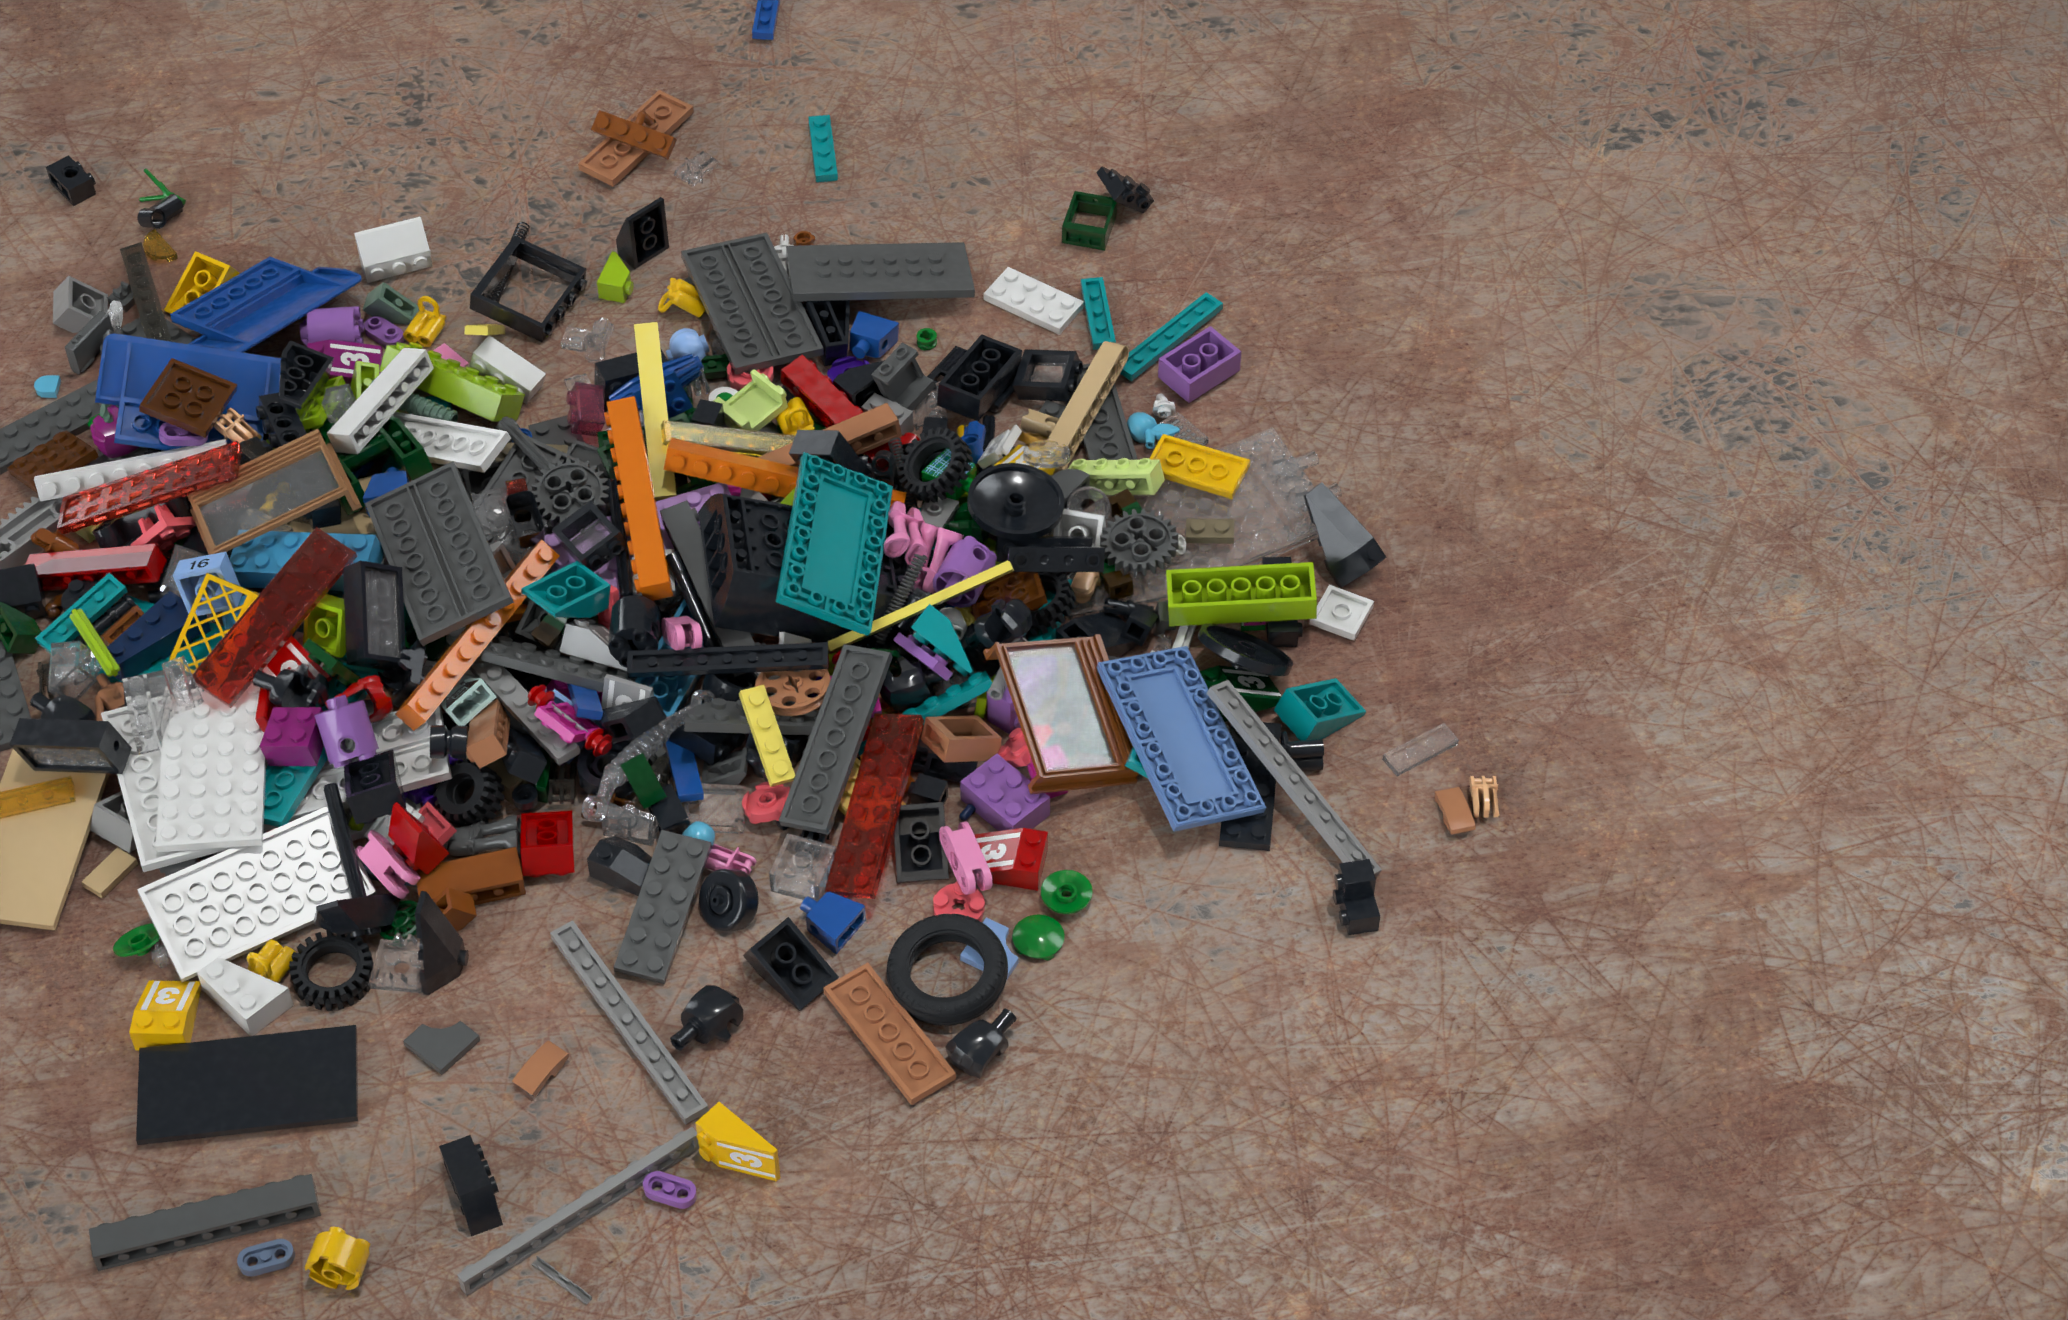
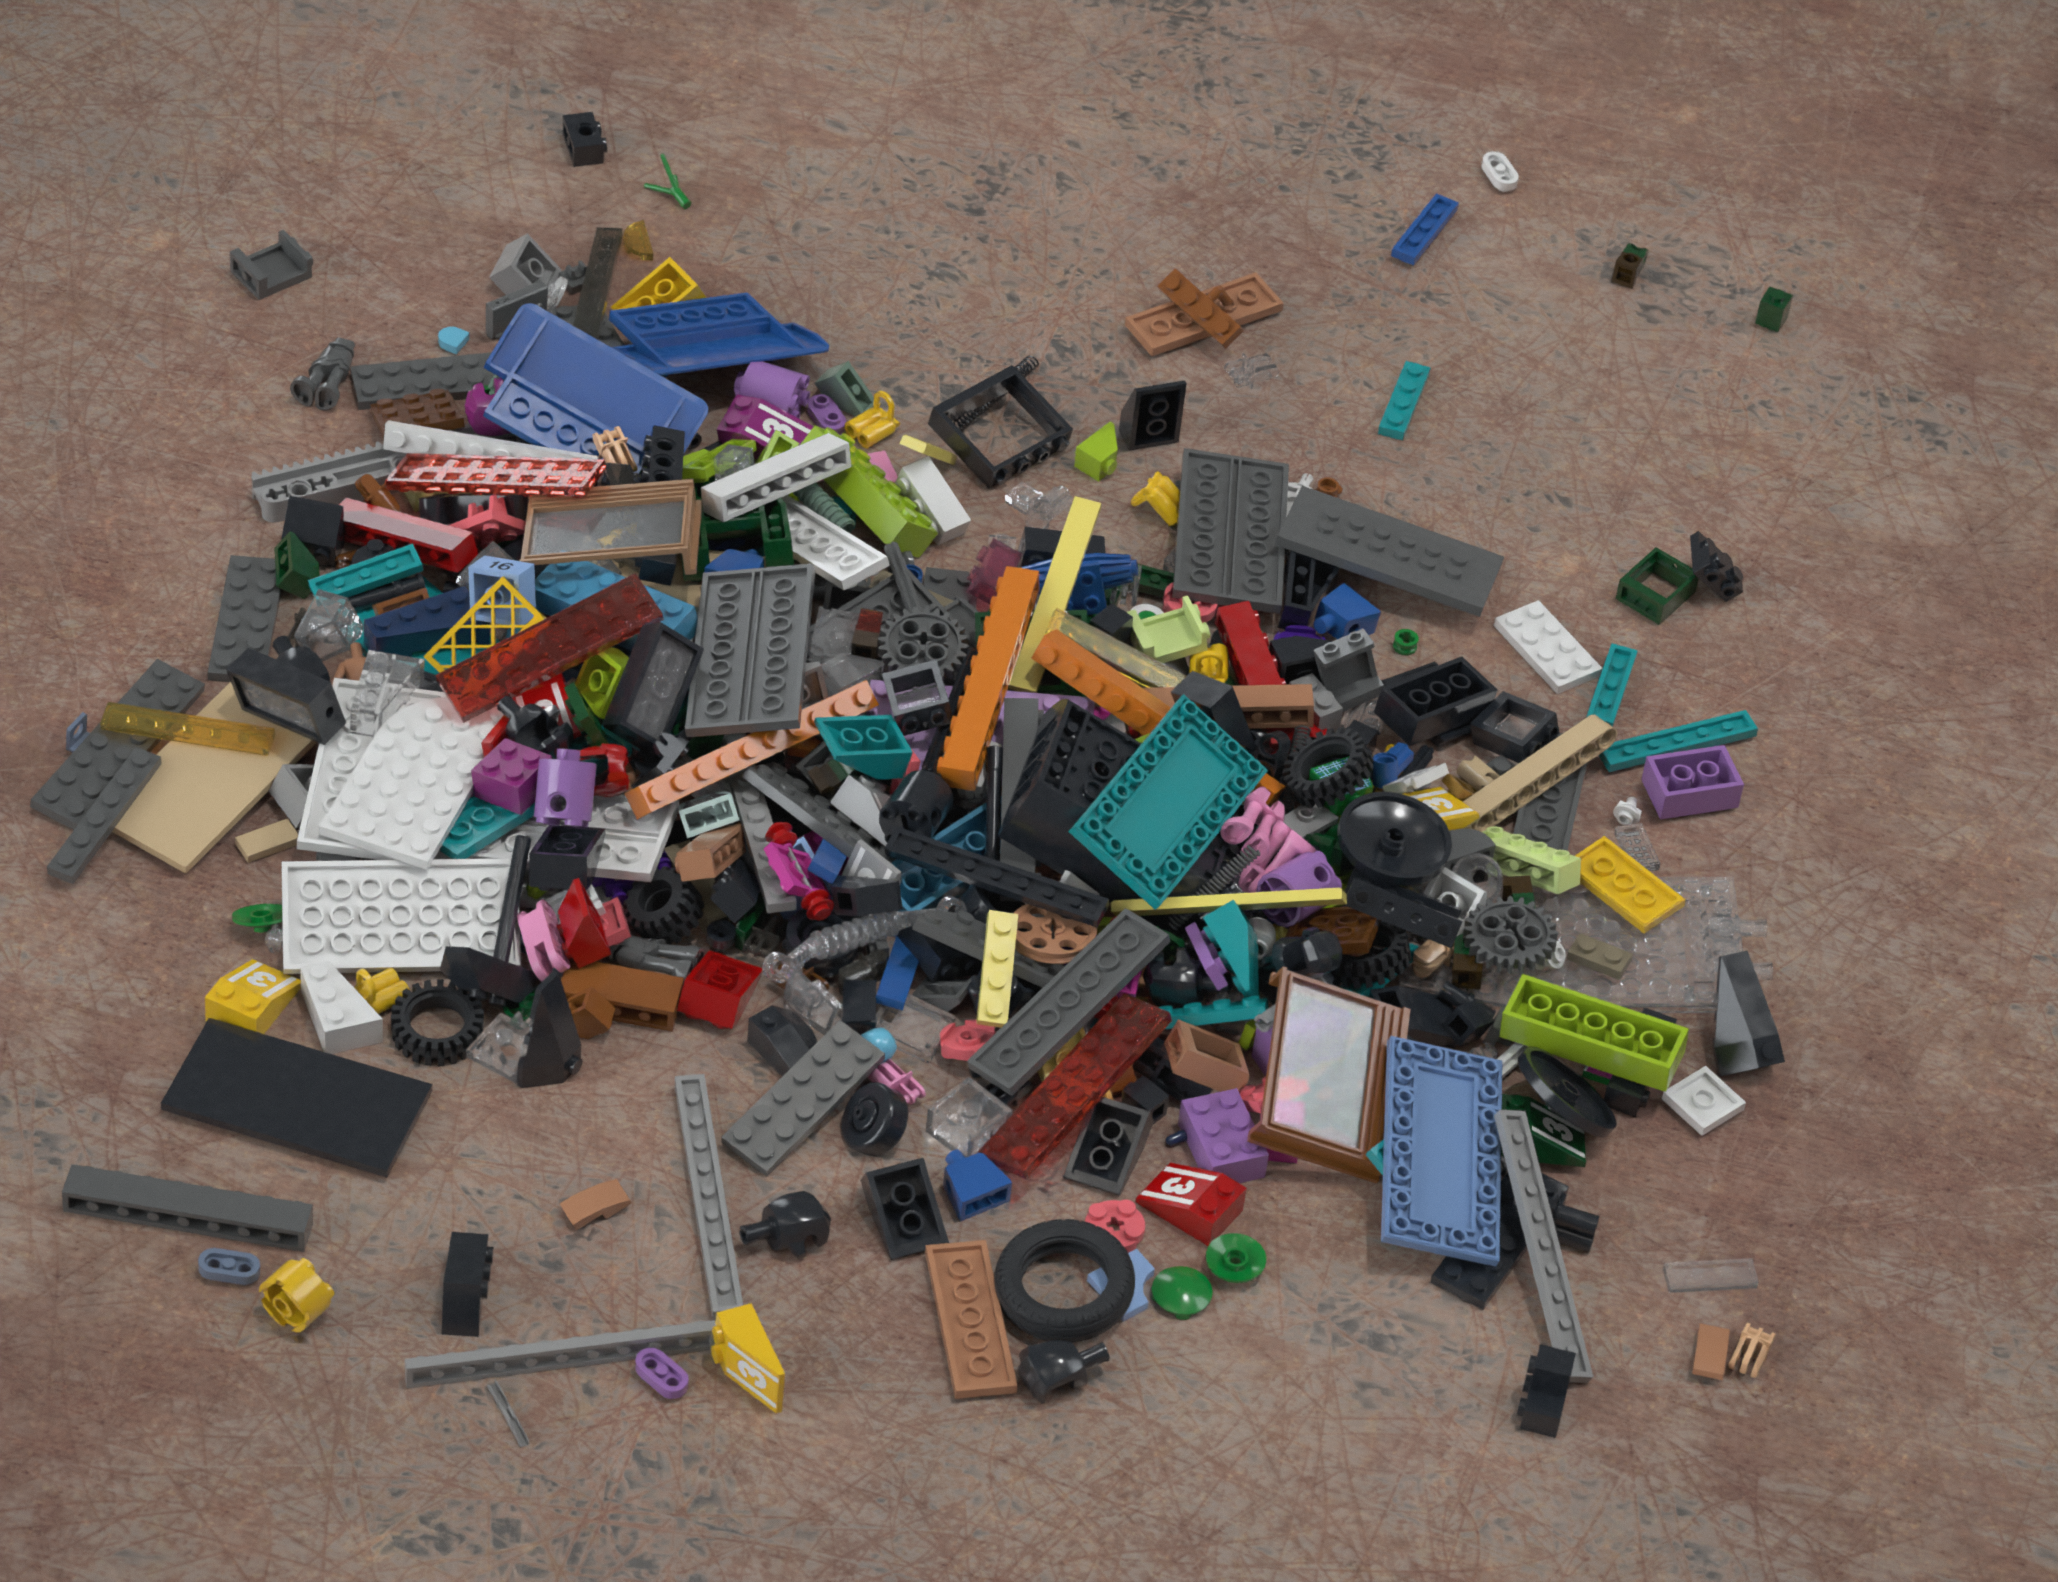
camera: 20 degrees right, 5 degrees down
(94, 642) = (363, 607): lime axle -> none
(161, 212) = (658, 205): black piece -> none
(176, 436) = (557, 433): medium lavender plate -> none
(181, 685) = (424, 679): clear slope -> none
(188, 397) = (578, 398): reddish brown plate -> none
(302, 374) = (710, 421): black wedge -> none
(393, 249) = (879, 333): white slope -> none
(441, 1046) = (509, 1142): dark grey tile -> none
(448, 741) = (659, 840): black wheel -> none
(526, 501) = (857, 632): black piece -> none
(643, 780) = (845, 962): dark green slope -> none
(681, 632) = (962, 830): bright pink piece -> none
(687, 342) = (1142, 547): light blue plant -> none
(965, 858) = (1144, 1177): bright pink piece -> none
(1046, 454) = (1461, 806): clear tile -> none
(1145, 429) = (1593, 823): medium azure piece -> none
(1318, 709) = (1618, 1187): teal slope -> none

